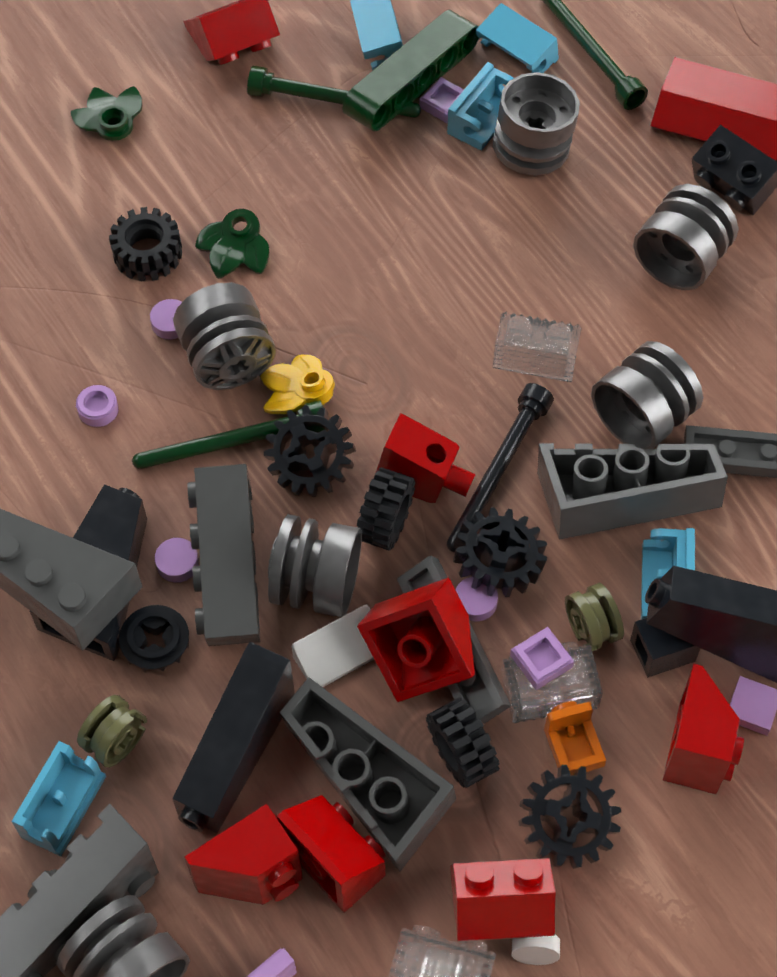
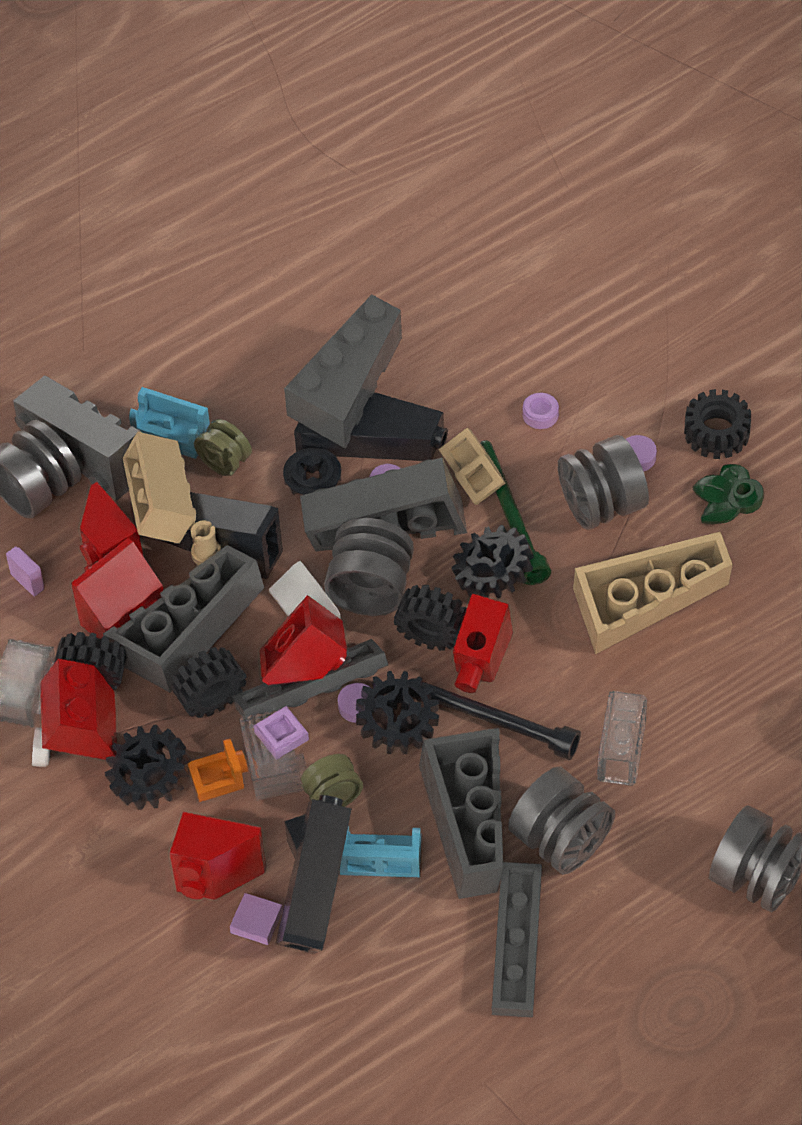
camera: 90 degrees right, 5 degrees down
(169, 468) = (472, 466): none -> tan slope
(199, 782) = (158, 488): none -> tan brick
(277, 743) = (204, 541): none -> tan pin
(297, 384) = (569, 552): yellow plate -> none
(361, 322) = (647, 586): none -> tan wedge
(429, 882) = (94, 651): none -> black tyre

